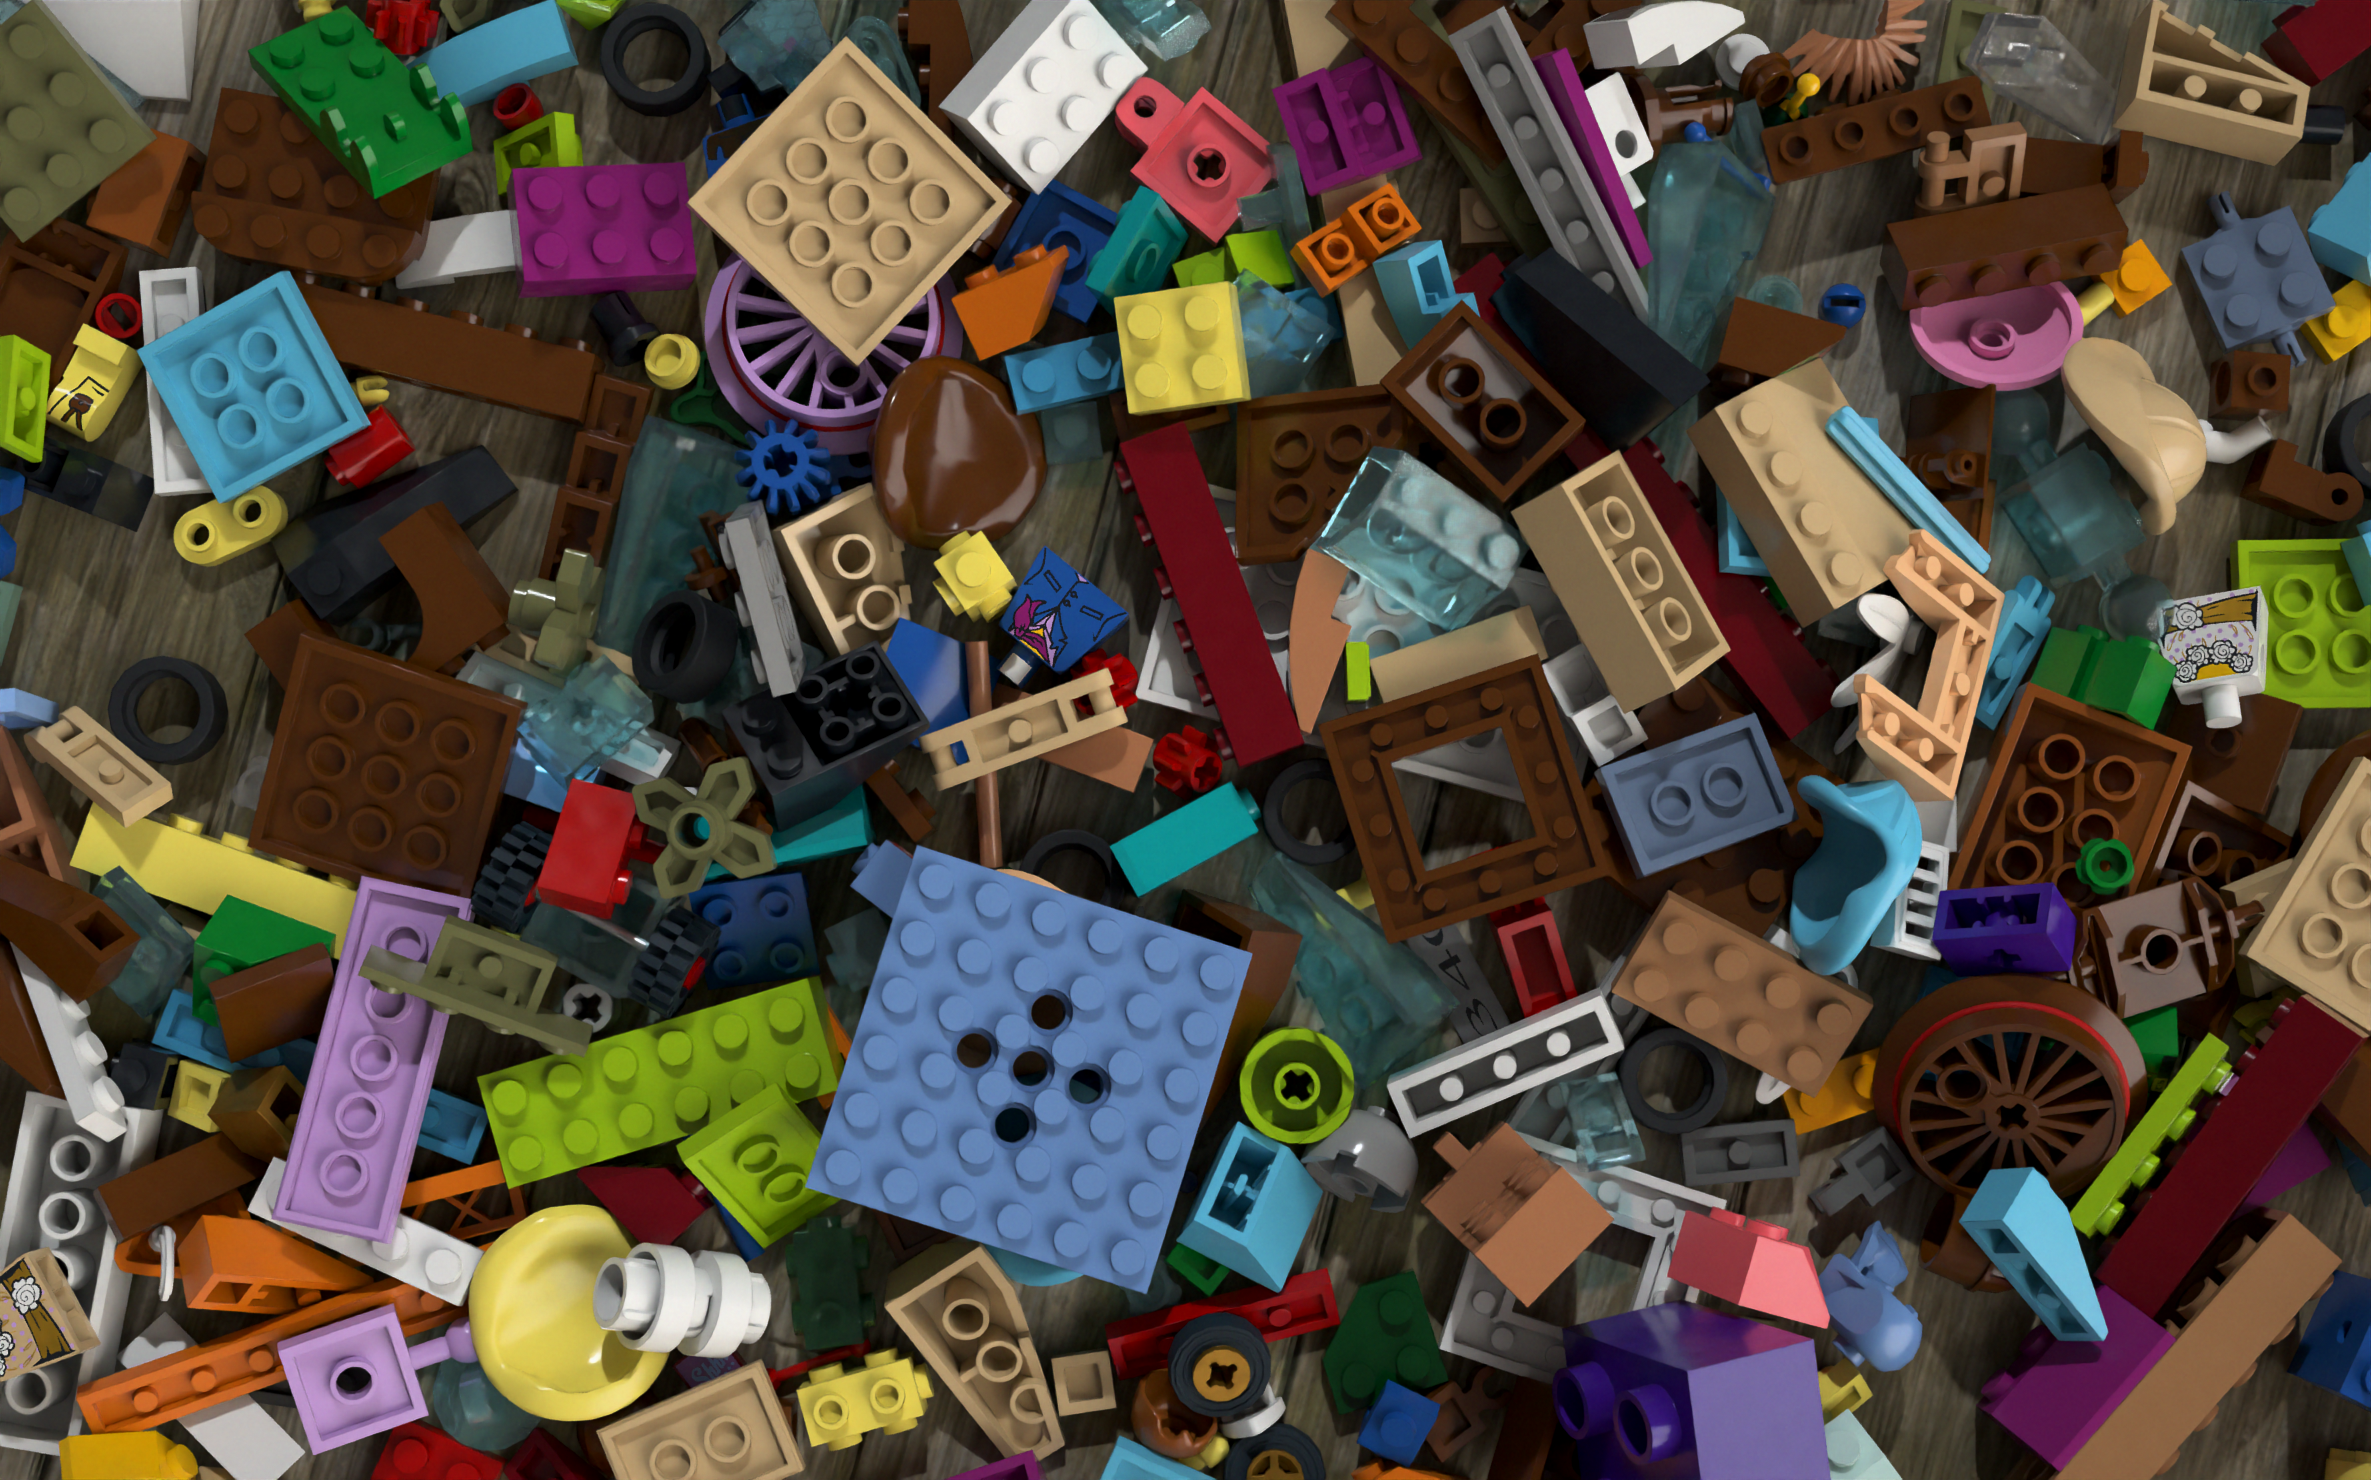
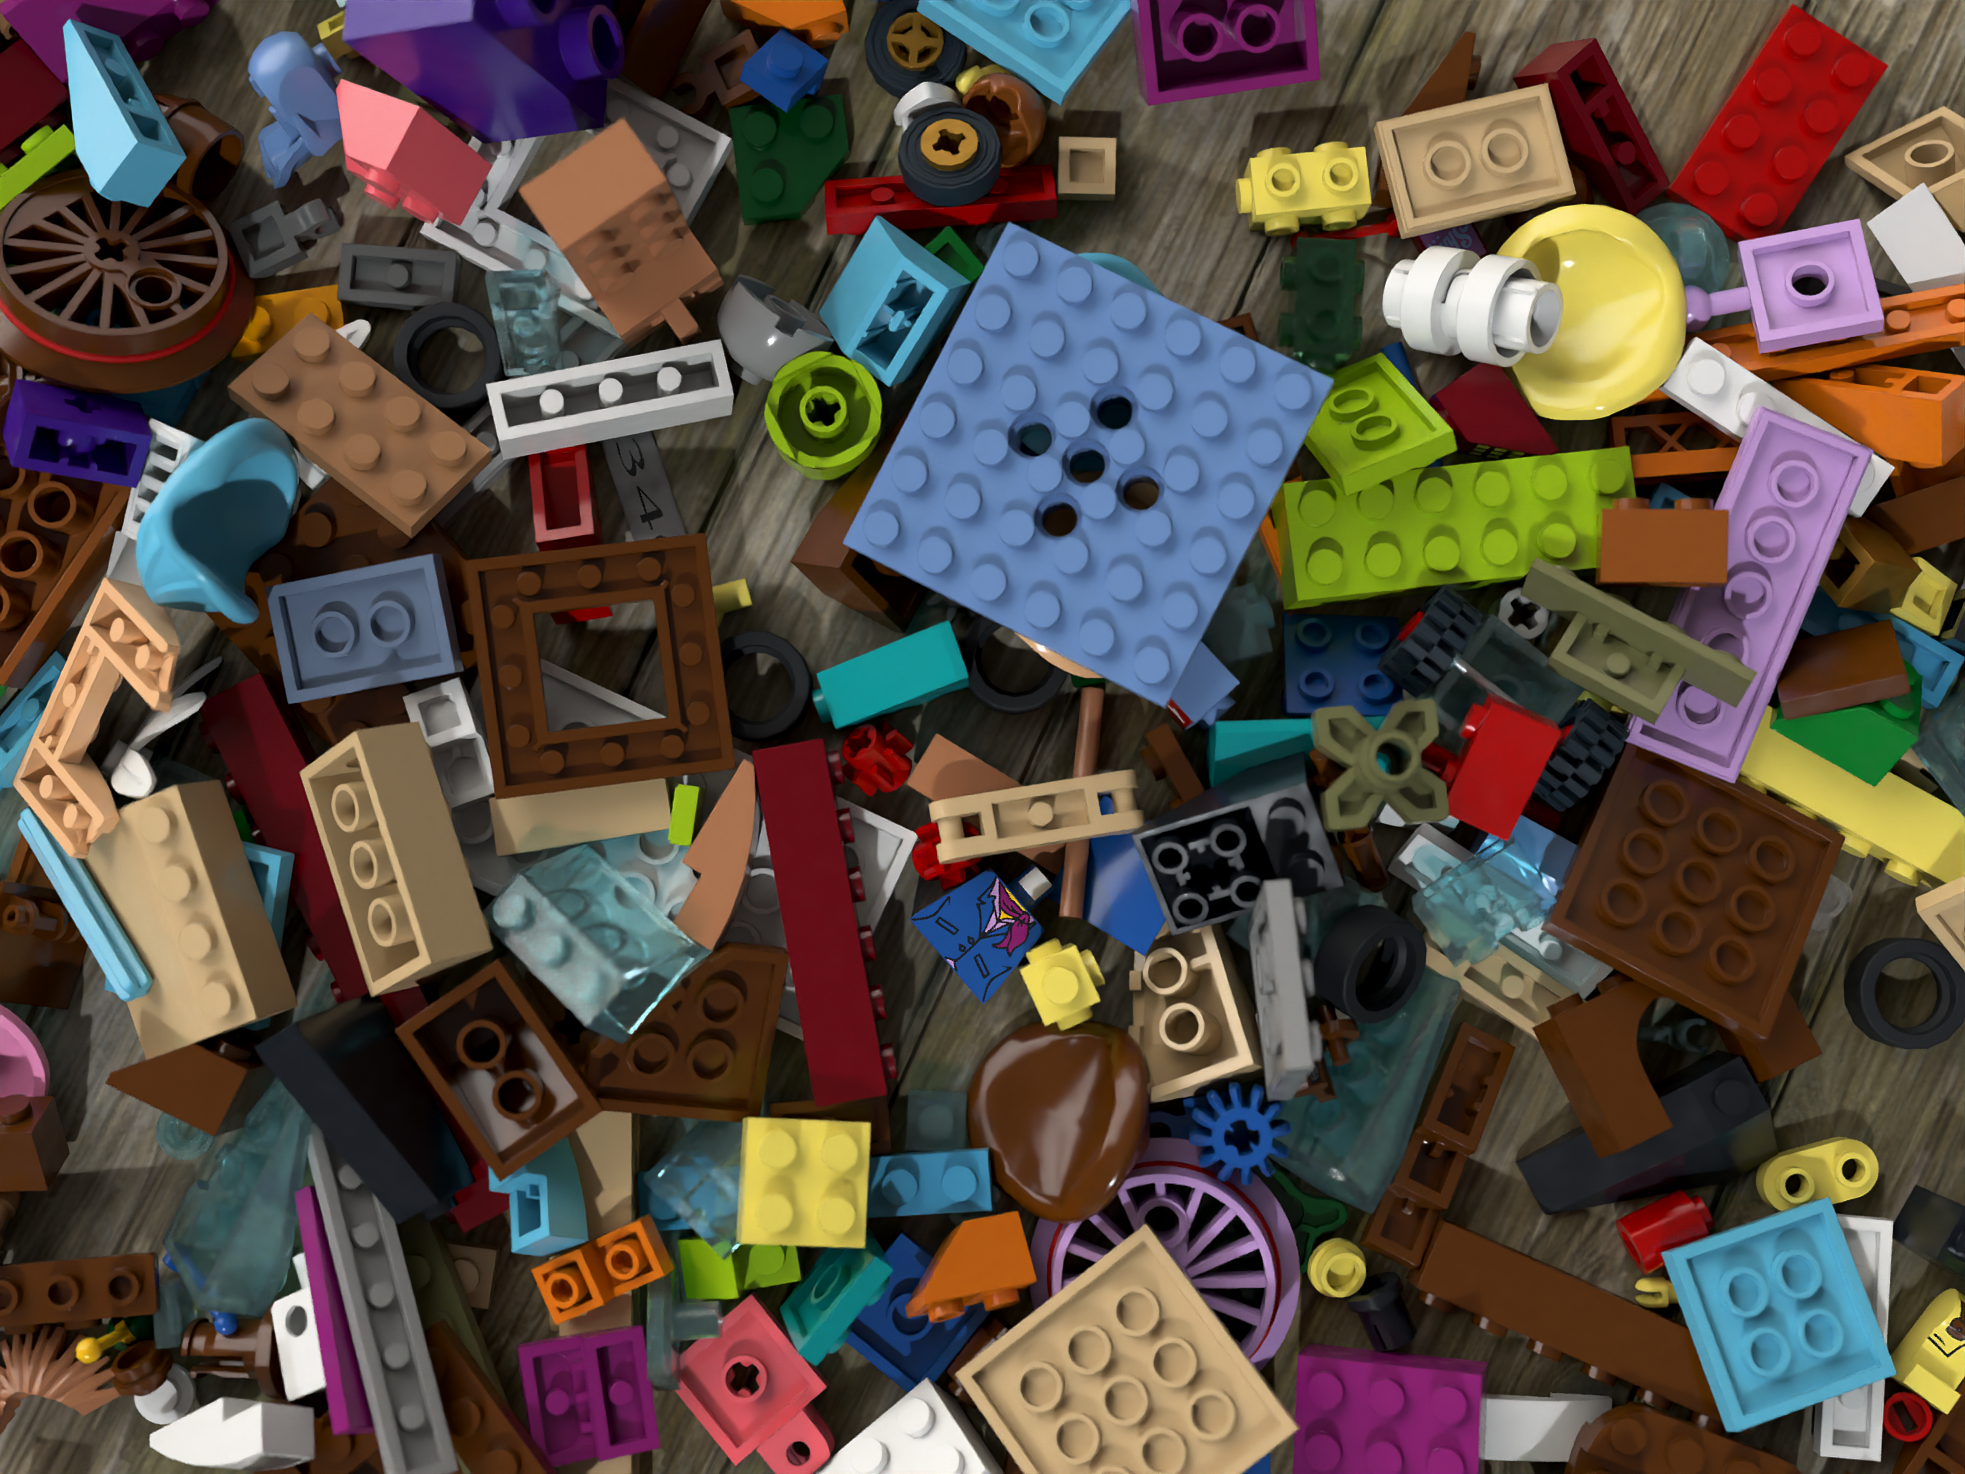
camera: 170 degrees left, 0 degrees up
(464, 1087) = (1662, 545): none -> dark orange brick
(560, 611) = (1493, 1018): olive plant -> none
(976, 1338) = (1185, 221): tan wedge -> none
(1370, 994) = (740, 496): clear light blue wedge -> none
(1842, 315) = (117, 1103): blue hinge -> none

